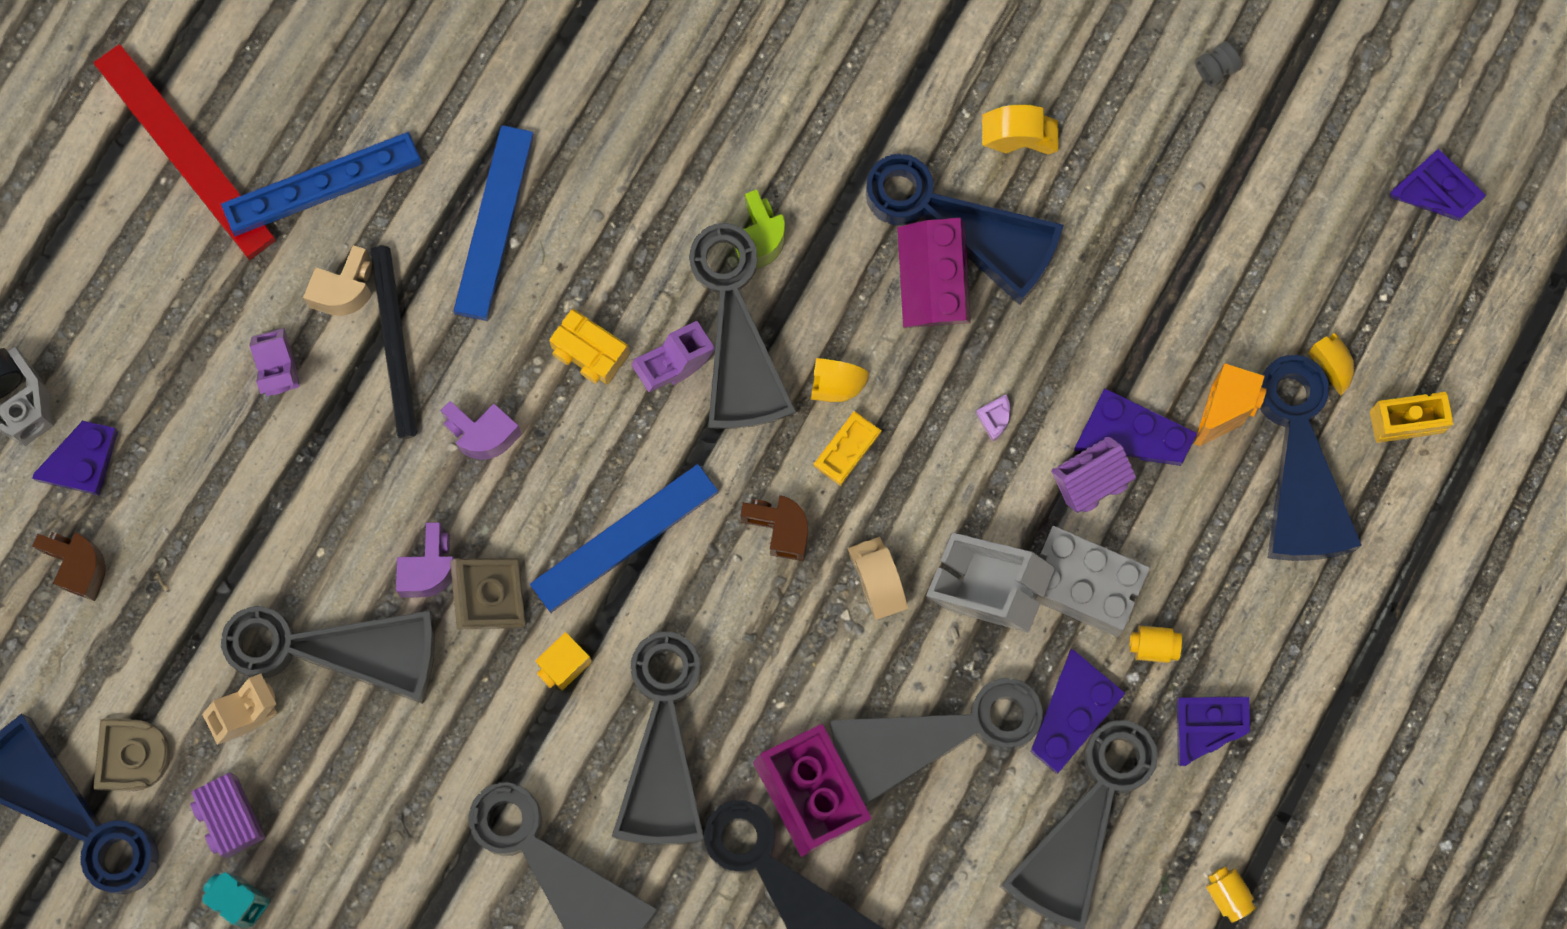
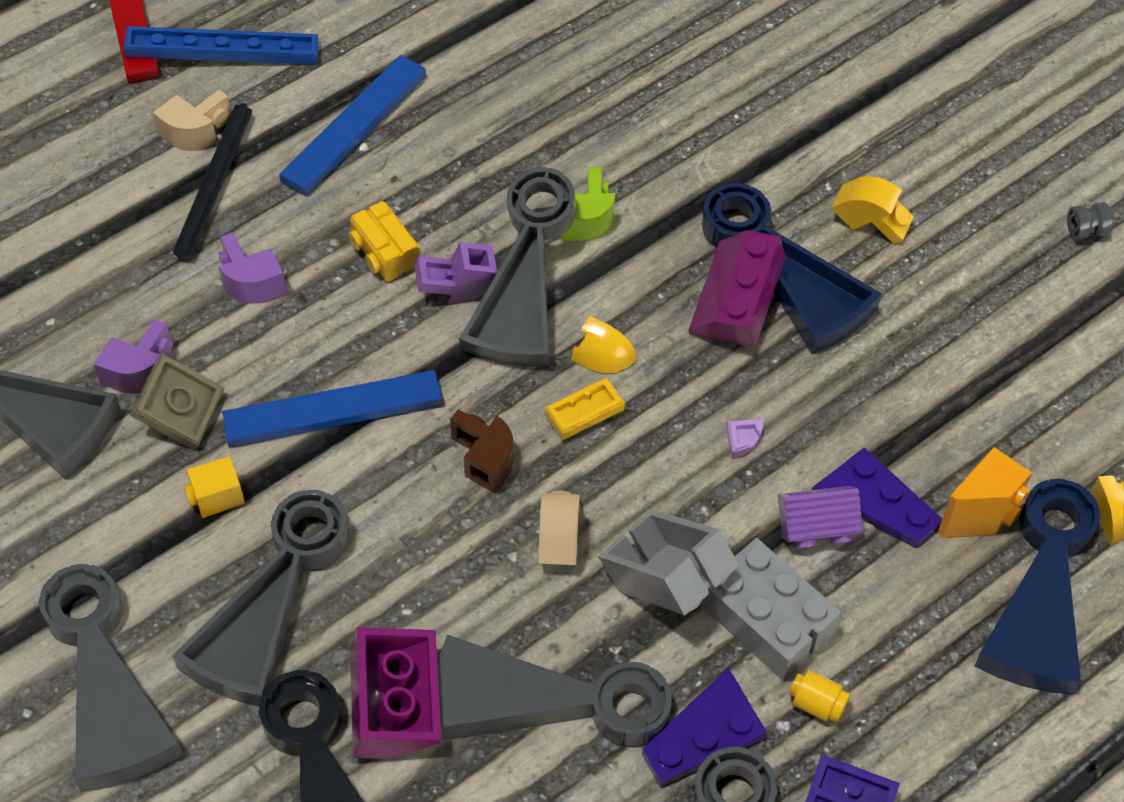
camera: 20 degrees right, 20 degrees down
(274, 362) = (99, 156): medium lavender brick -> none

